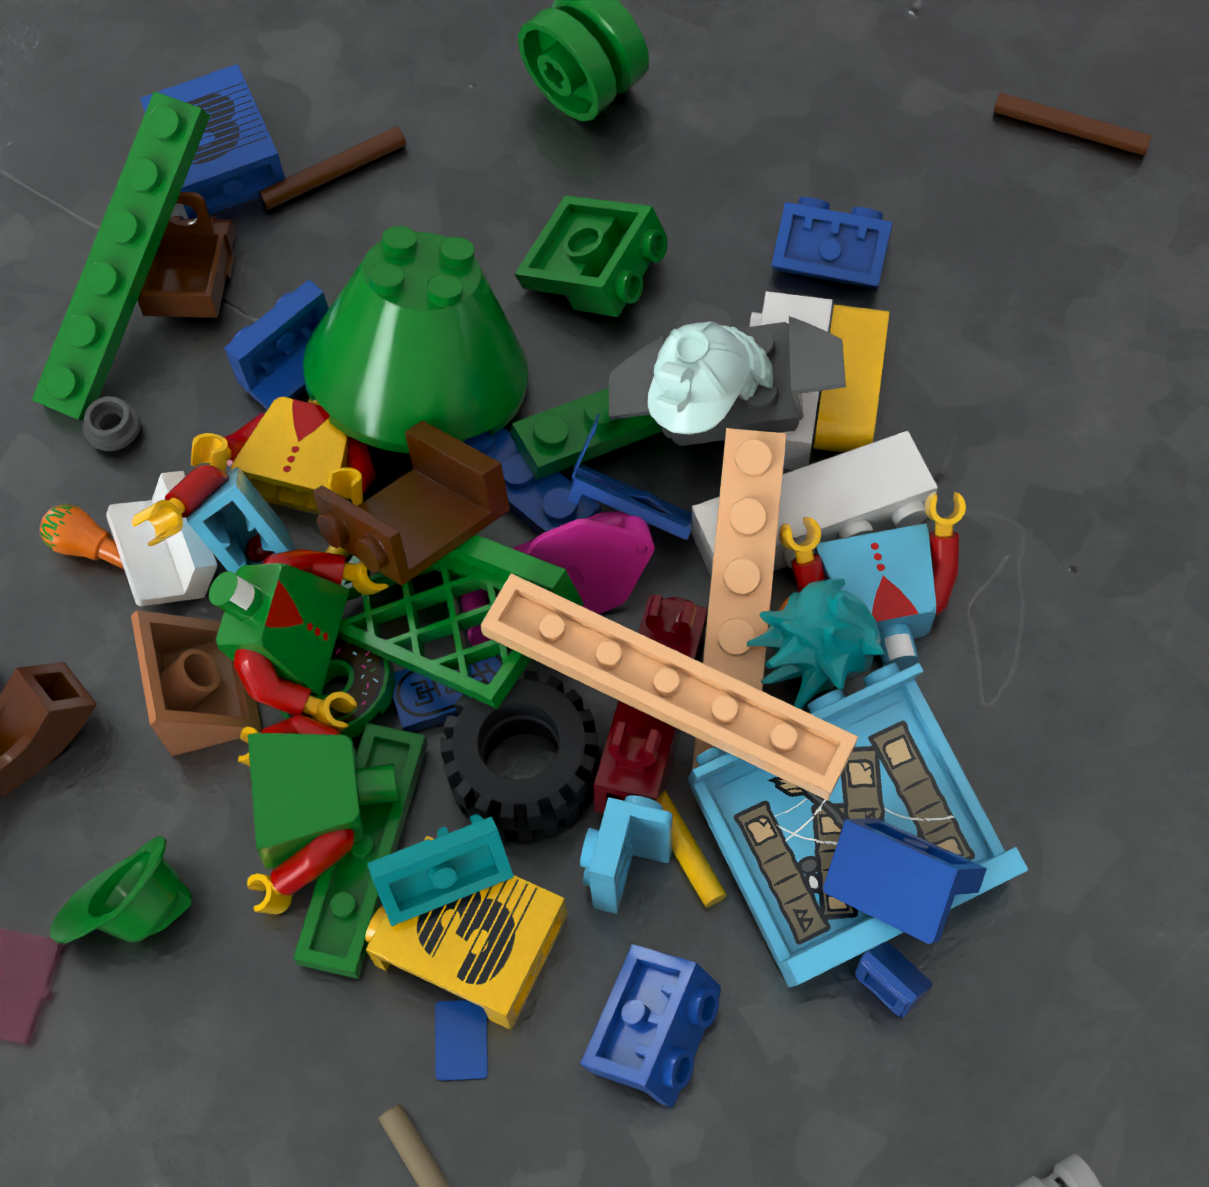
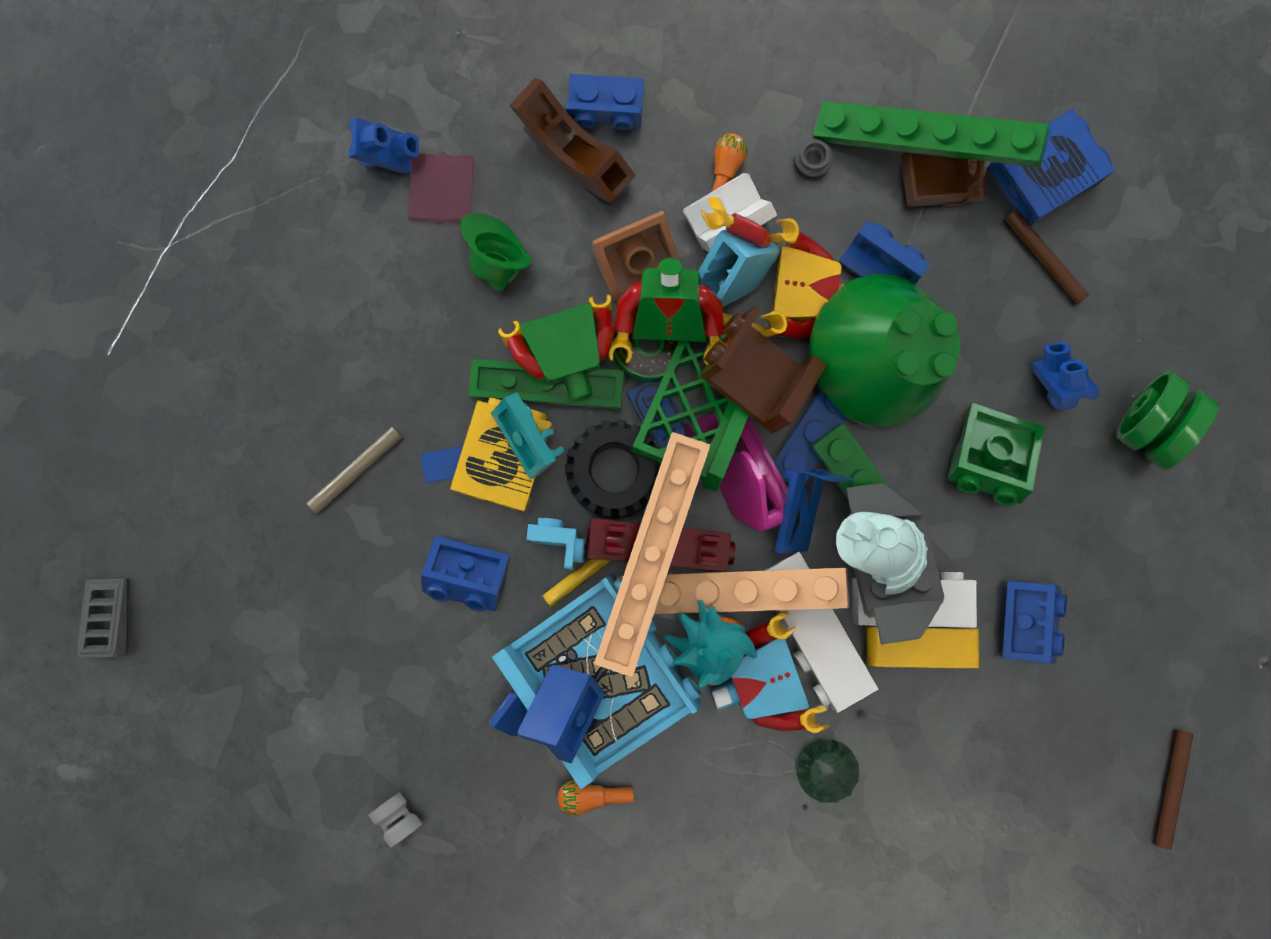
camera: 75 degrees right, 20 degrees up
(508, 158) = (1064, 377): none -> blue hips
(1020, 549) = (830, 753): none -> clear green gear
(1043, 890) = (578, 801): none -> orange piece

